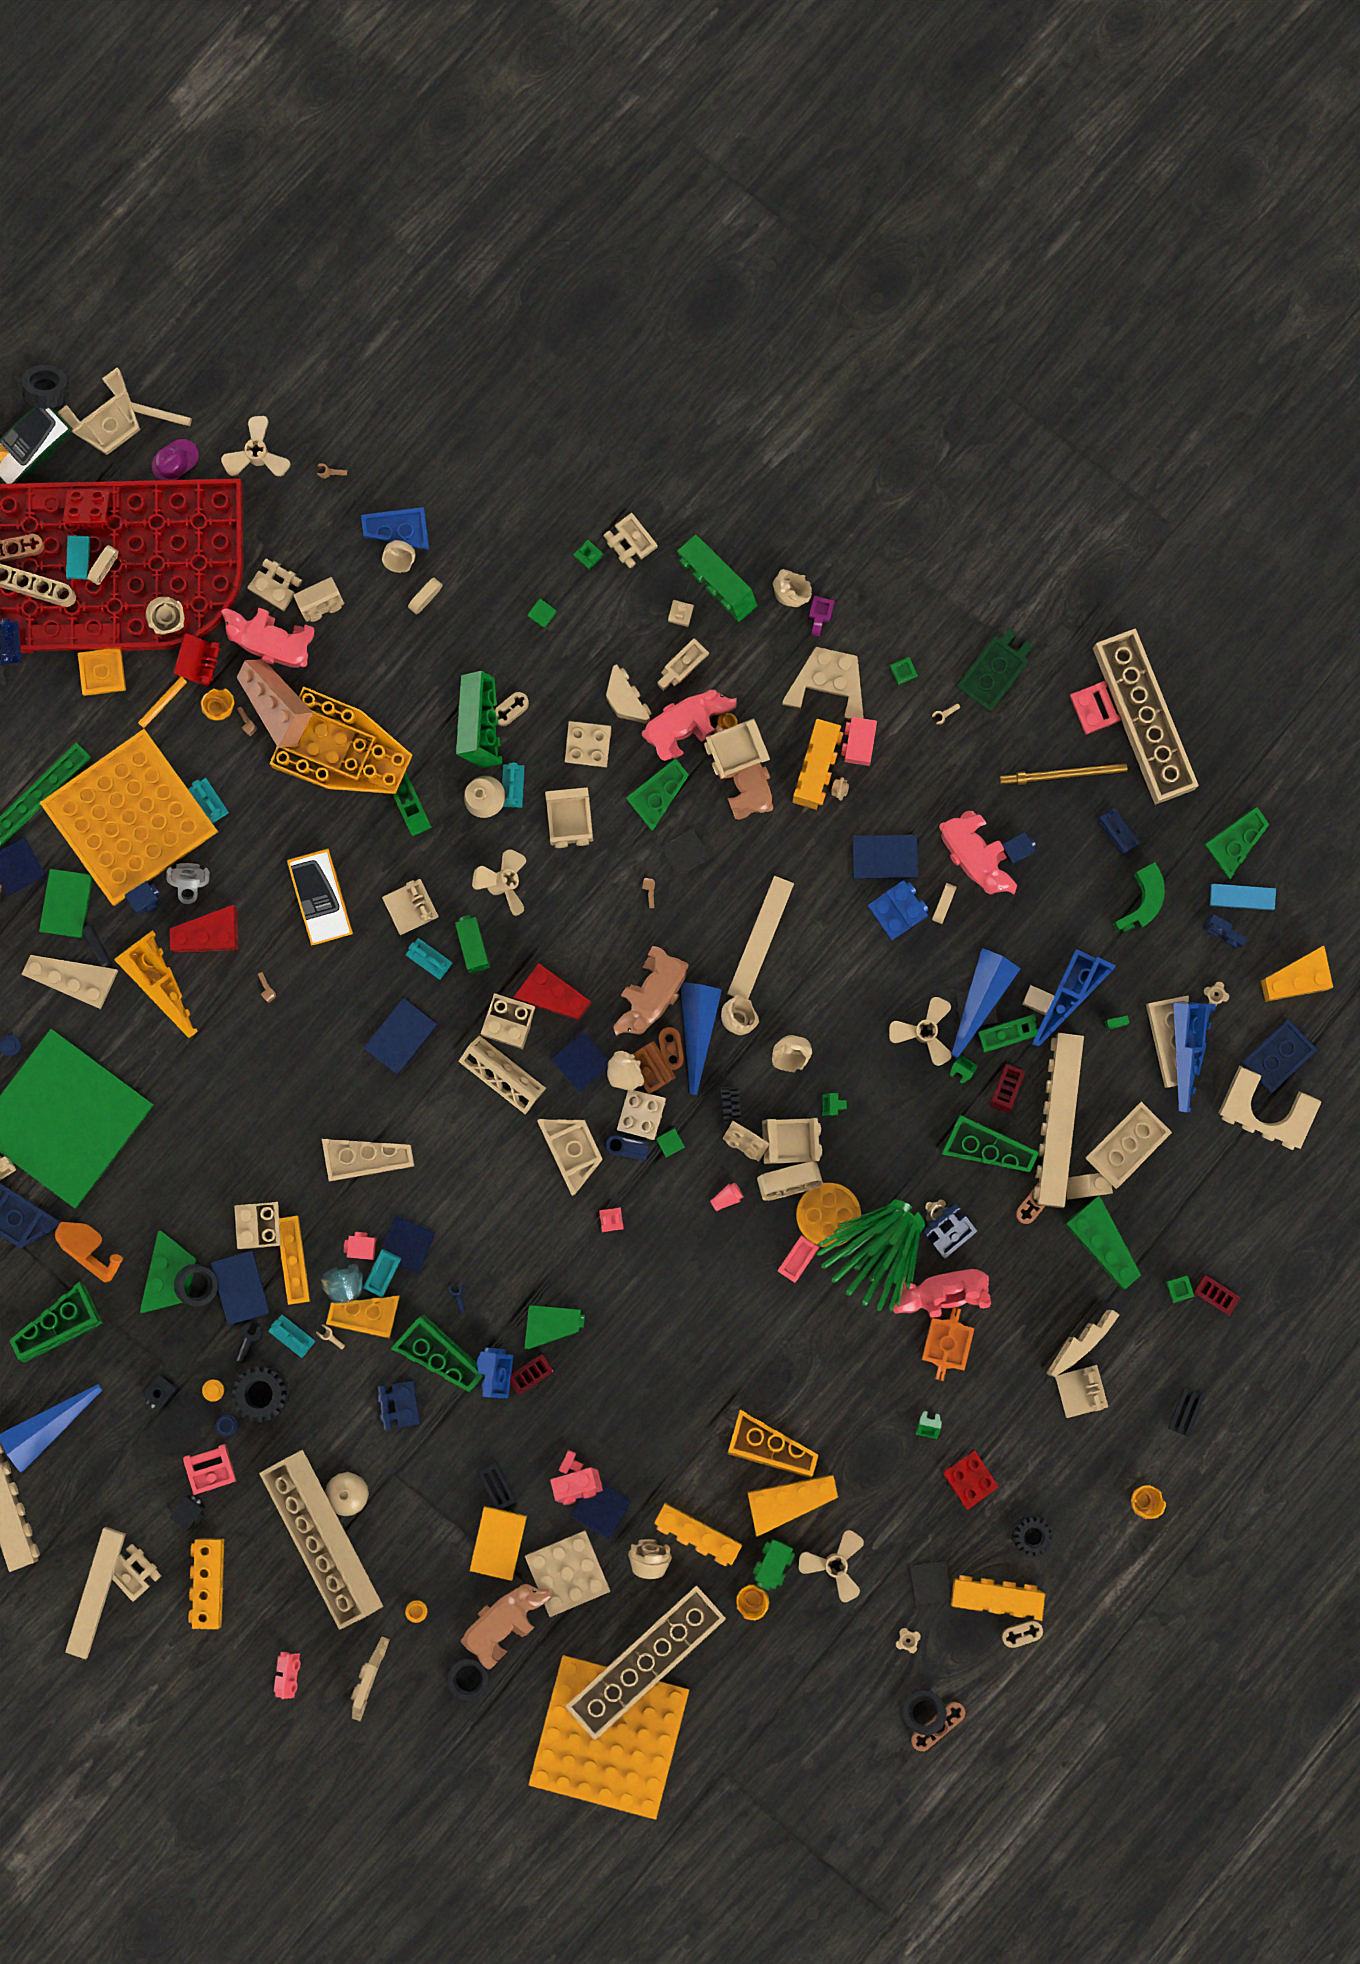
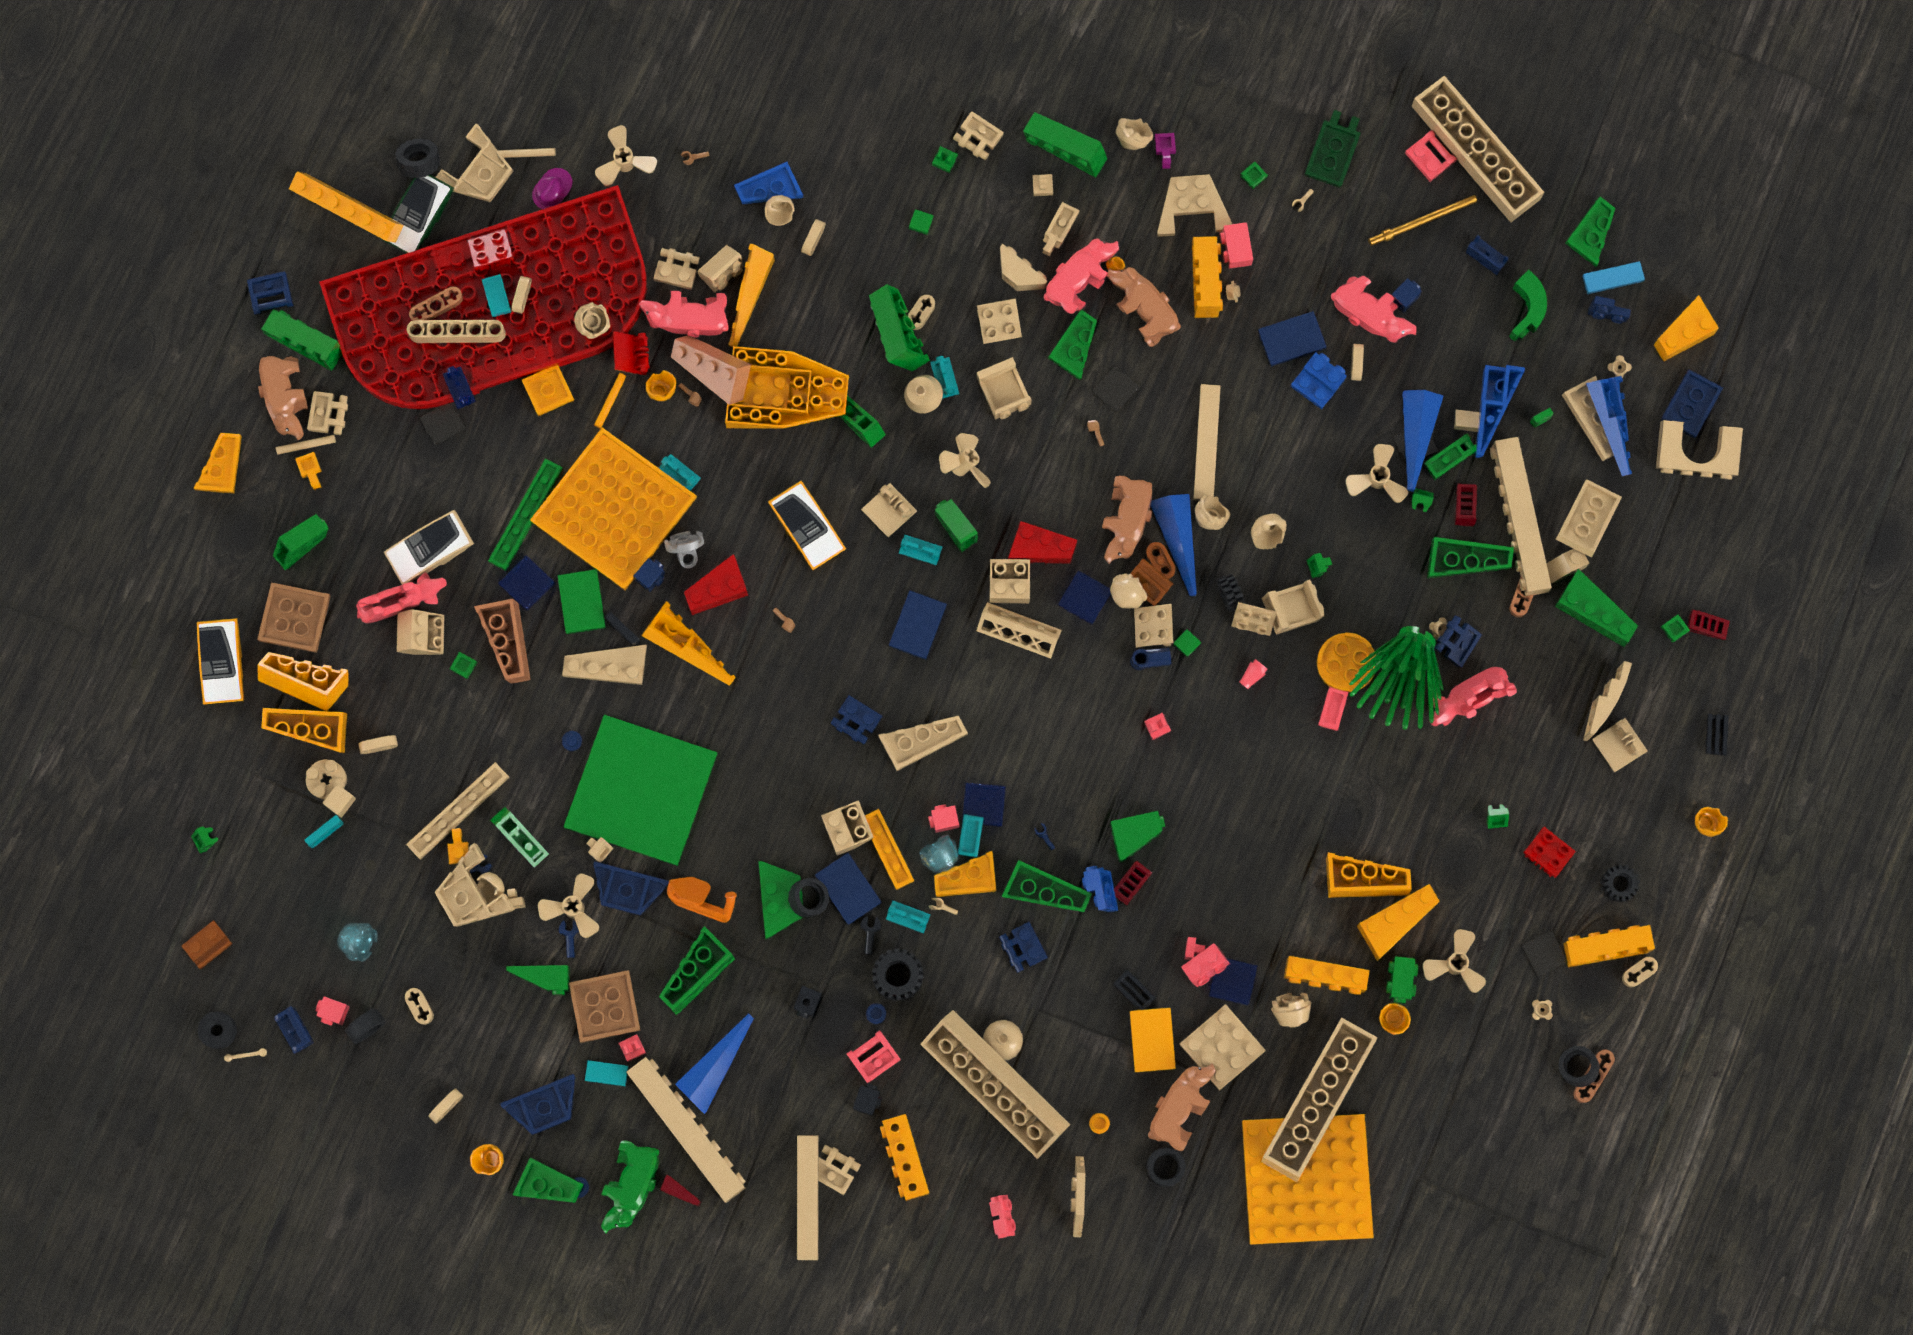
camera: 20 degrees left, 5 degrees down
(213, 1390) = (853, 986): light orange plate -> none
(310, 1110) = (860, 715): none -> dark blue plate
(348, 622) = (754, 278): none -> light orange wedge
(572, 1149) = (1102, 675): tan wing -> none
(736, 748) = (1134, 281): tan panel -> none
(789, 1181) = (1303, 642): tan beam -> none
(948, 1344) = (1489, 740): orange plate -> none

